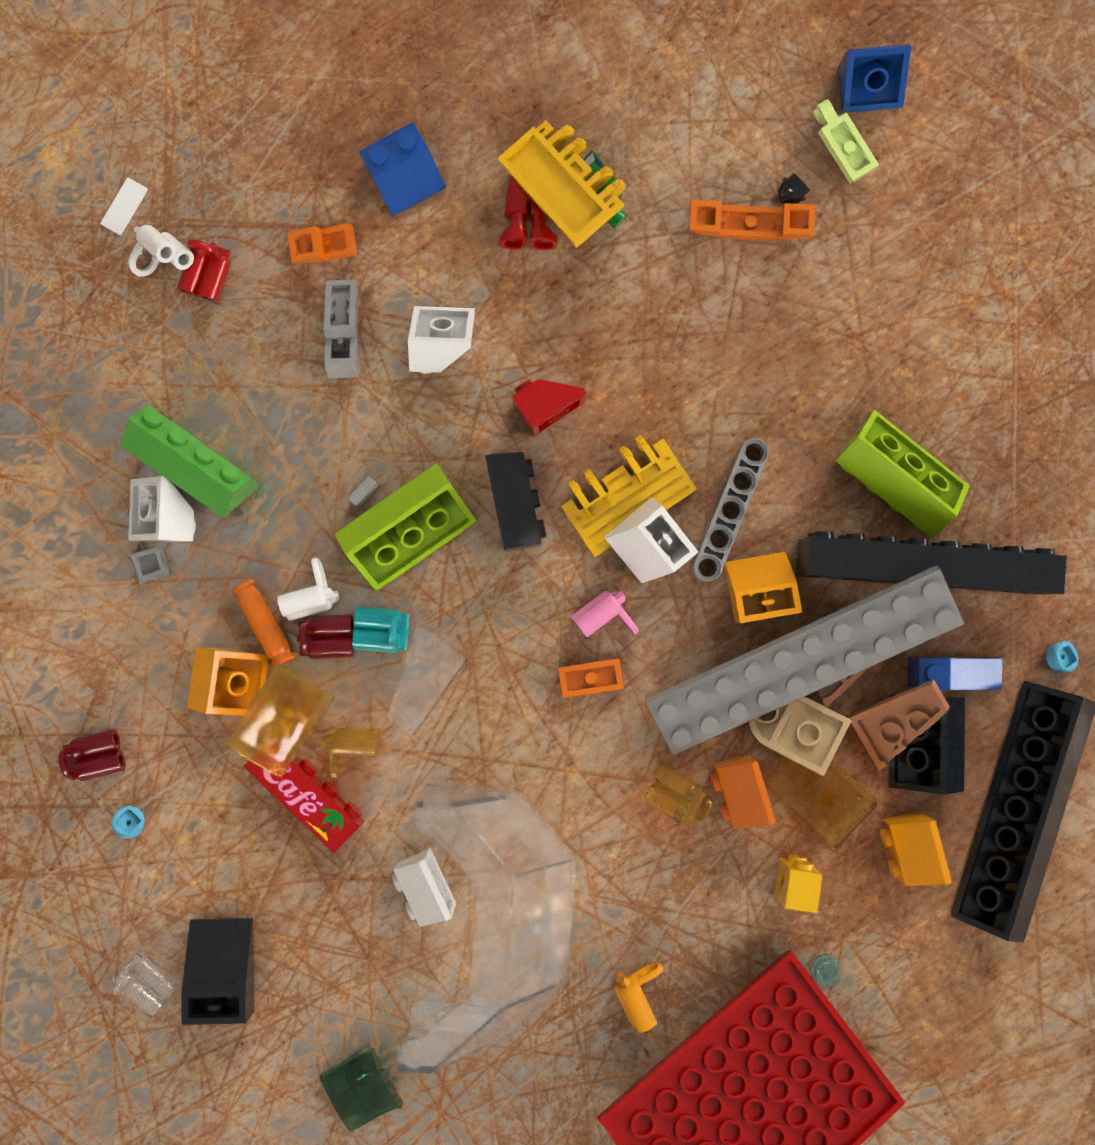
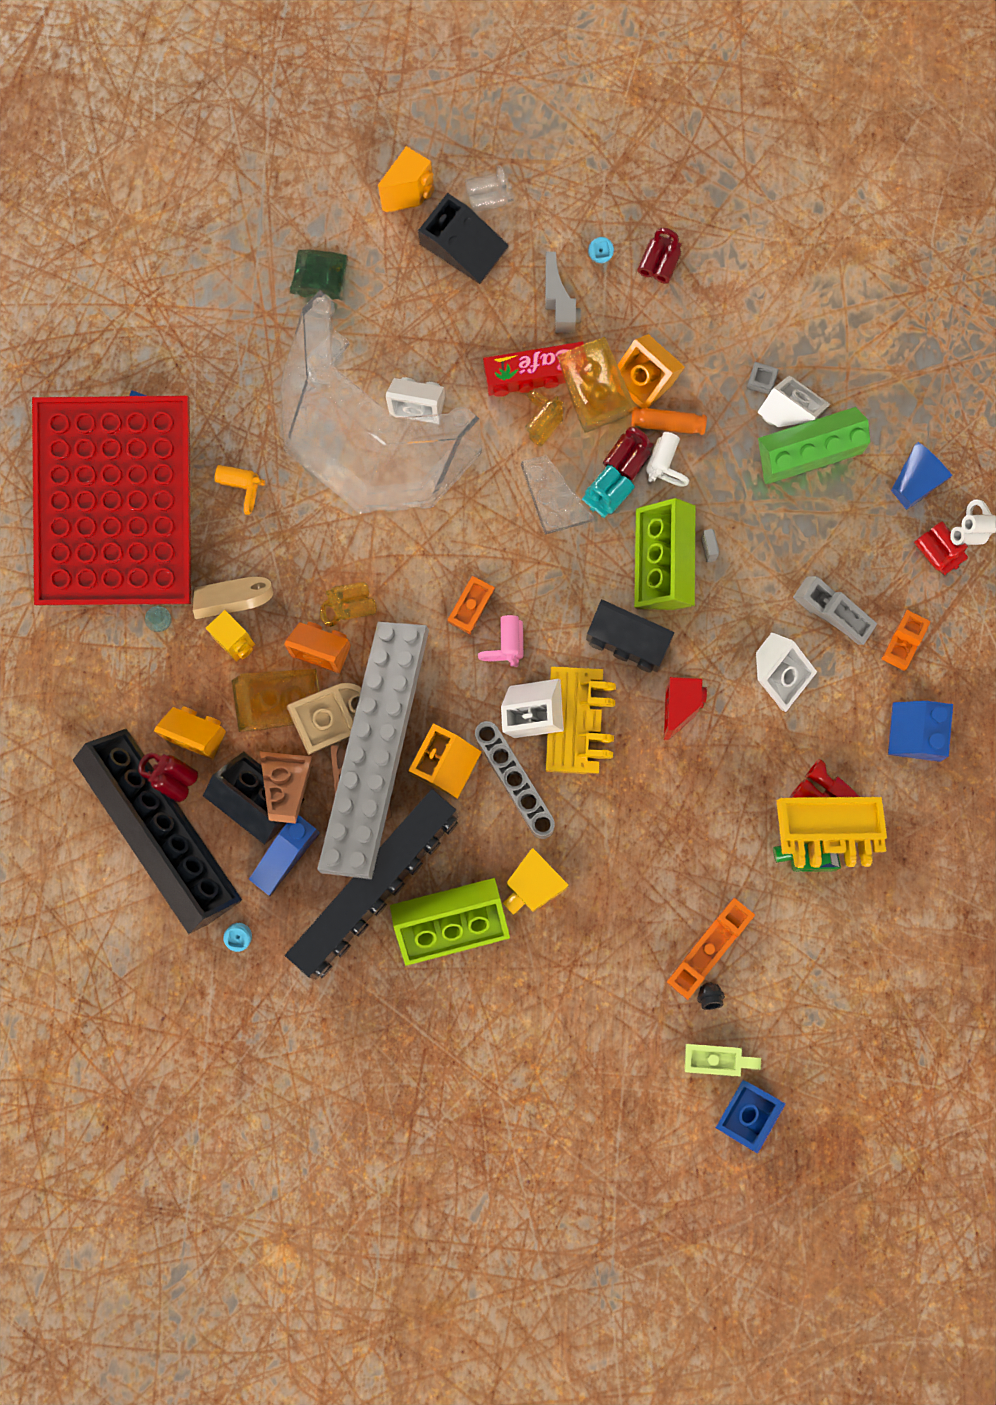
camera: 135 degrees right, 10 degrees down
(145, 341) = (919, 476): none -> blue slope
(198, 1076) = (406, 182): none -> light orange slope
(222, 807) = (557, 298): none -> light grey slope
(758, 915) = (231, 596): none -> tan tile
(812, 421) = (533, 884): none -> yellow torso
(970, 836) = (169, 776): none -> dark red piece

